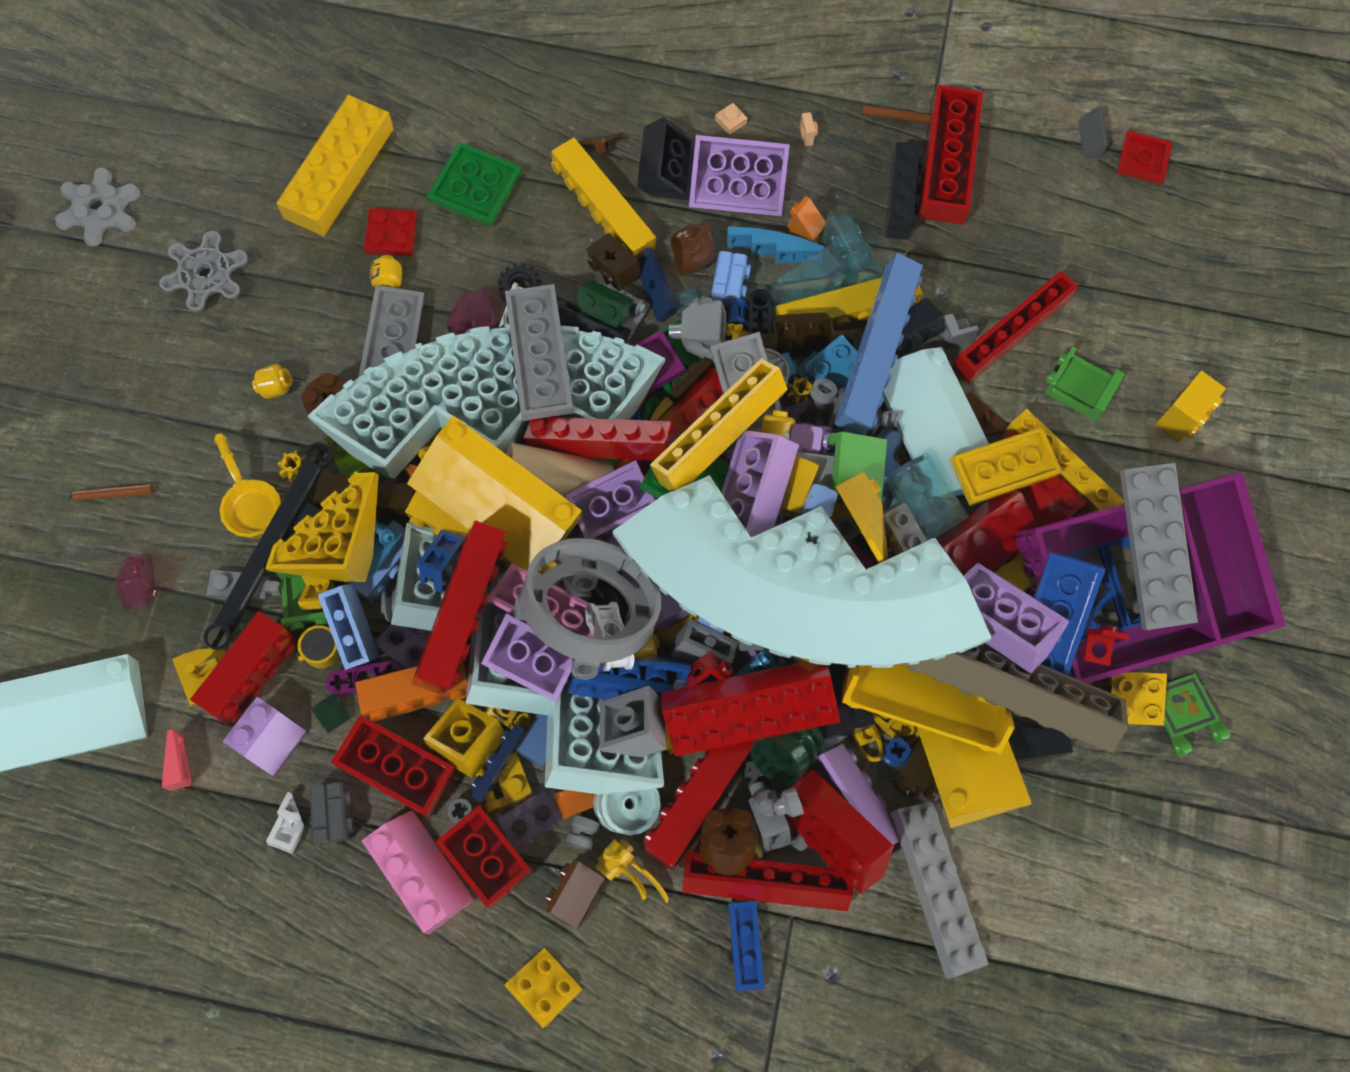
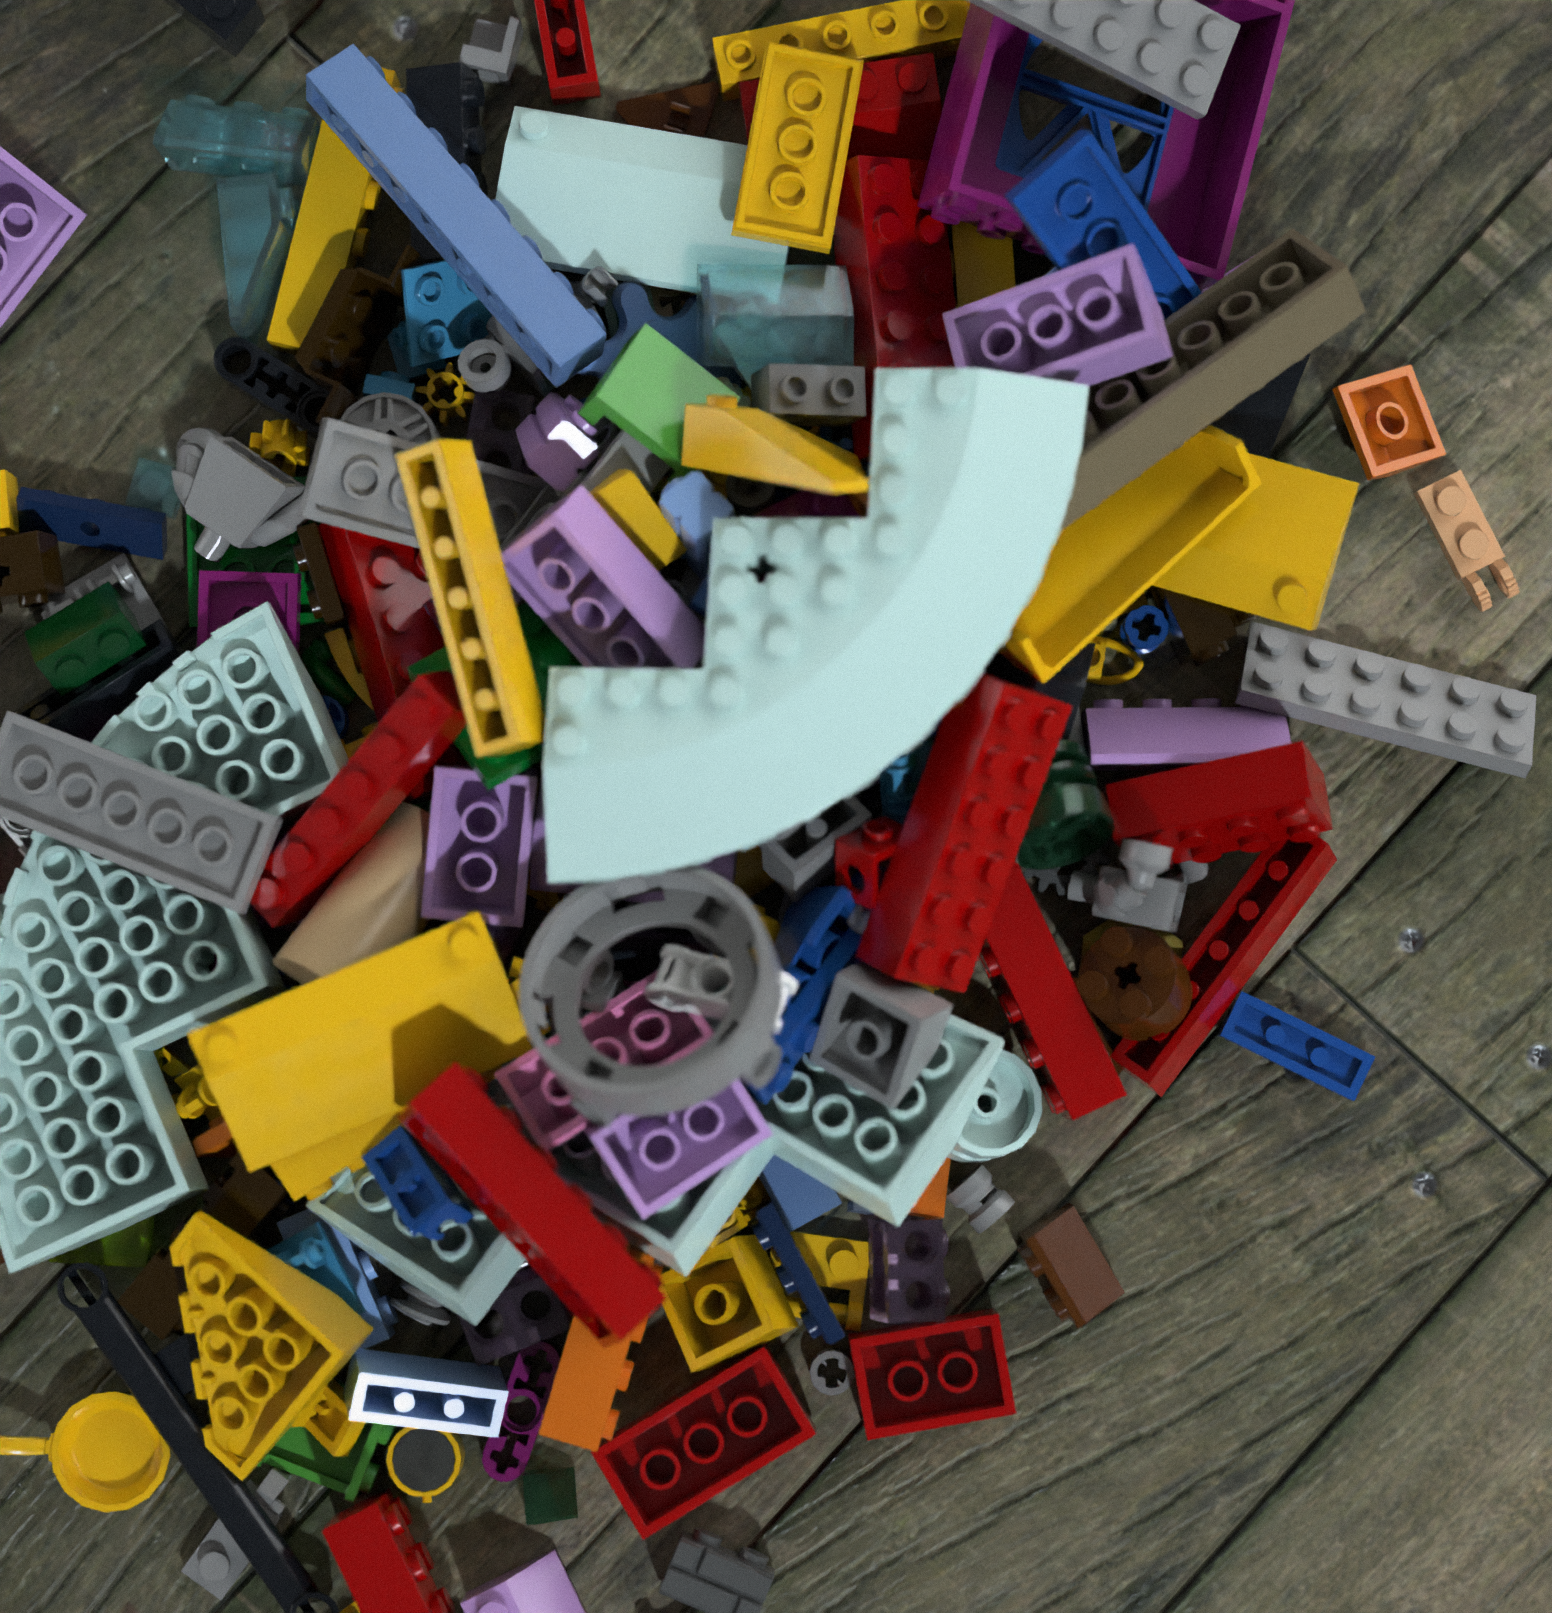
camera: 55 degrees left, 15 degrees up
(287, 462) = (67, 1351): yellow gear -> none
(418, 871) = (890, 1489): bright pink slope -> none
(543, 987) = (1177, 1390): yellow hinge -> none
(617, 858) = (1051, 1168): yellow plant -> none
(692, 248) = (65, 417): reddish brown helmet -> none
(729, 277) = (159, 385): light blue brick -> none
(737, 312) = (235, 412): blue bush -> none
(778, 424) = (513, 490): yellow head -> none
(783, 246) = (153, 251): dark azure slope -> none
(806, 221) = (138, 187): orange slope -> none
(1039, 882) = (1465, 537): none -> light nougat hinge
(1067, 811) = (1389, 422): none -> orange slope
(1106, 636) = (1179, 184): red bracket -> none
(1143, 695) = (1289, 186): yellow hinge -> none
(1190, 710) = (1342, 126): bright green flag -> none

